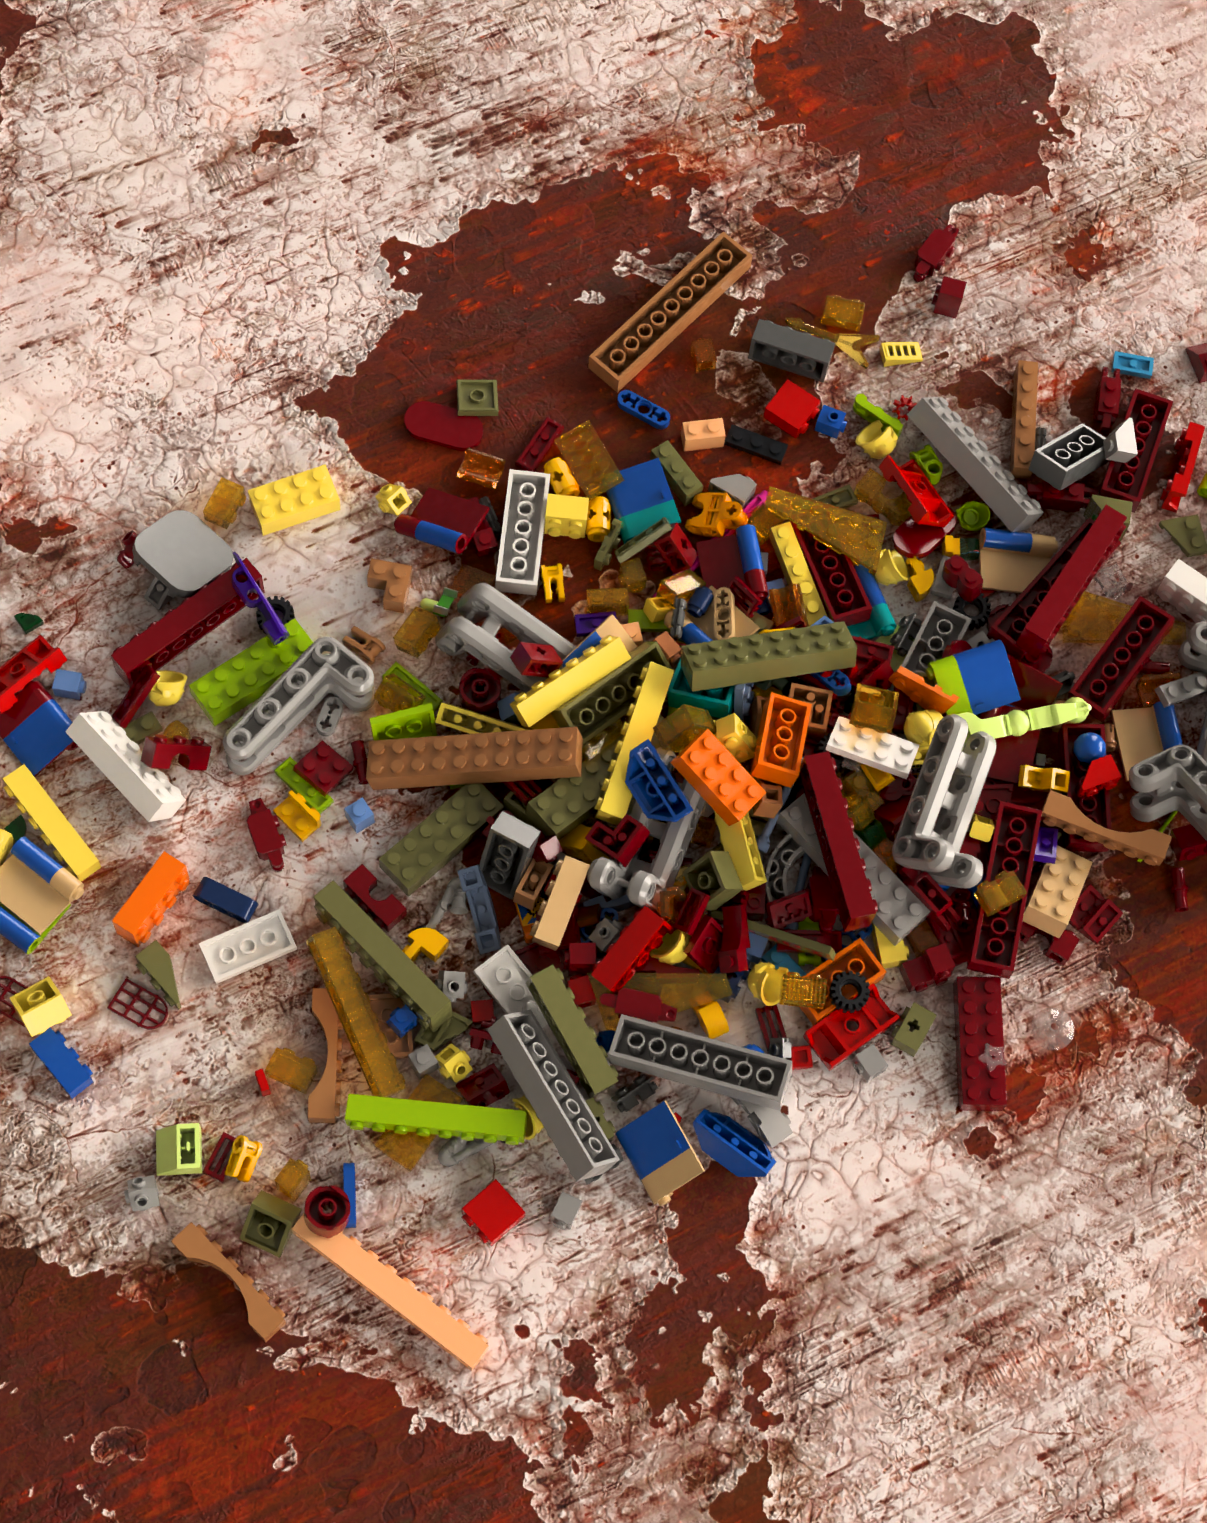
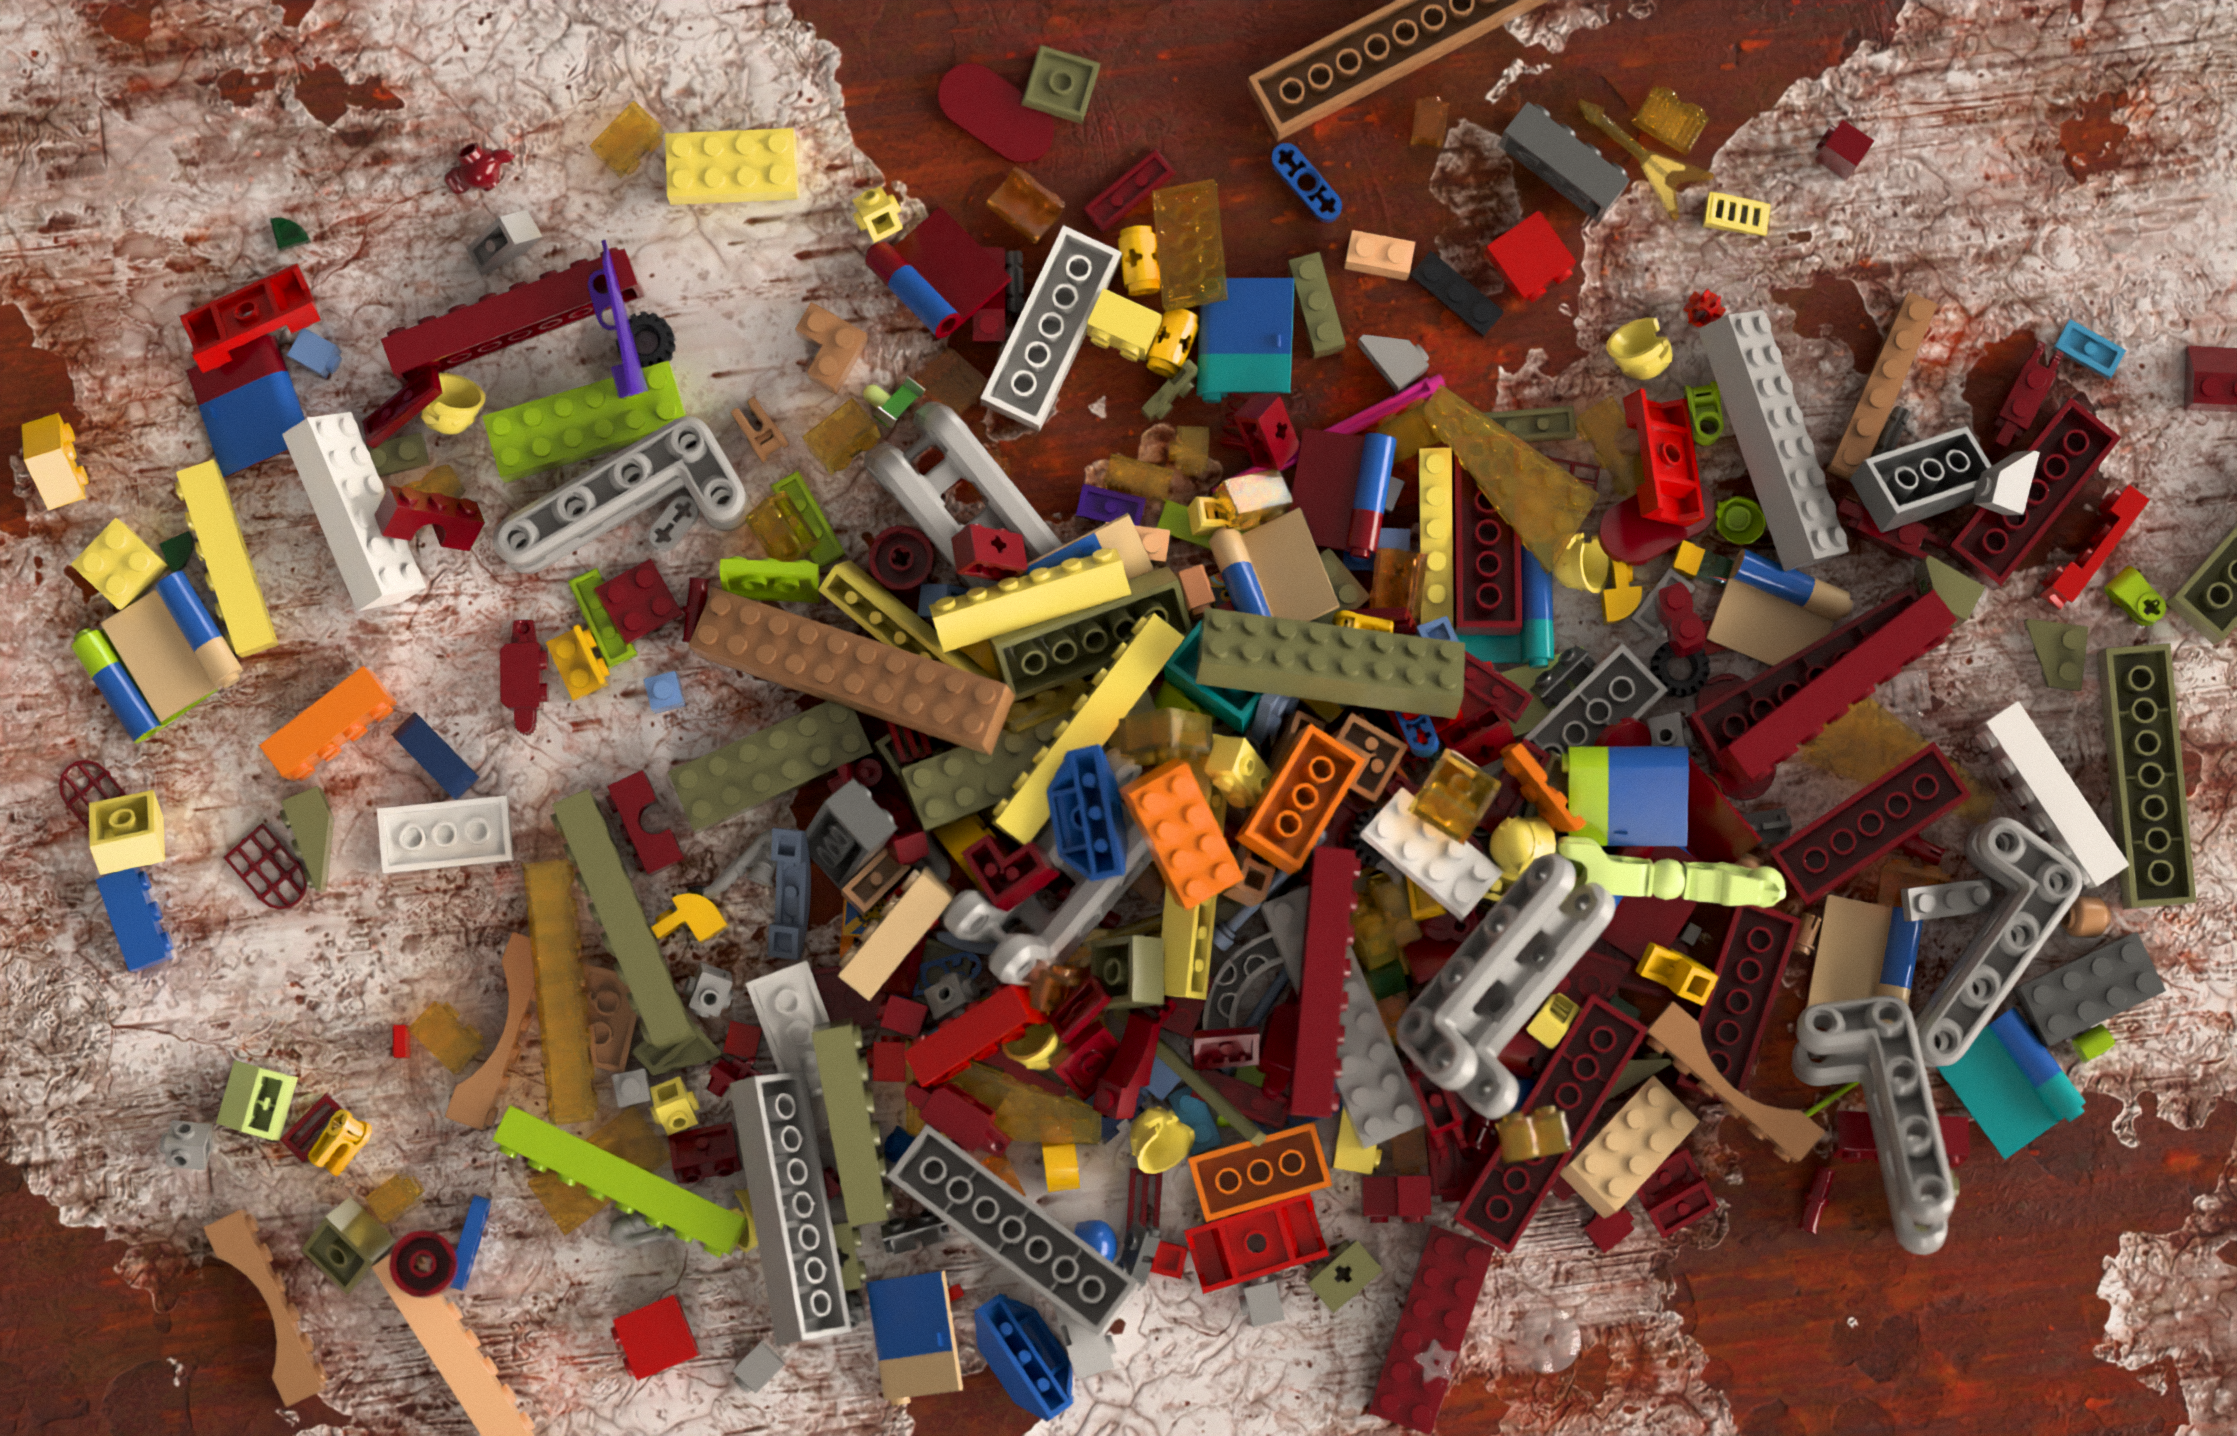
camera: 25 degrees right, 15 degrees up
(182, 553) = (538, 205): tile -> none
(402, 1020) = (619, 1022): blue brick -> none
(550, 575) = (1066, 412): yellow piece -> none
(589, 915) = (937, 956): reddish brown tile -> none
(642, 540) = (1222, 404): olive tile -> none
(678, 618) = (1226, 549): dark grey axle -> none
(699, 601) = (1270, 531): dark blue brick -> none
(716, 515) = (1350, 395): light orange piece -> none
(720, 608) = (1312, 549): tan beam -> none
(753, 605) = (1339, 543): dark red tile -> none
(803, 990) = (1197, 1176): clear yellow brick -> none
(831, 422) = (1583, 296): blue brick -> none
(852, 979) = (1269, 1179): black tyre -> none
(872, 413) = (1658, 307): lime plate -> none
(934, 252) = (1855, 60): dark red hinge -> none
(1046, 845) = (1637, 1077): dark purple plate -> none
(1089, 747) = (1762, 952): blue hair -> none
(1099, 775) = (1757, 998): red slope -> none

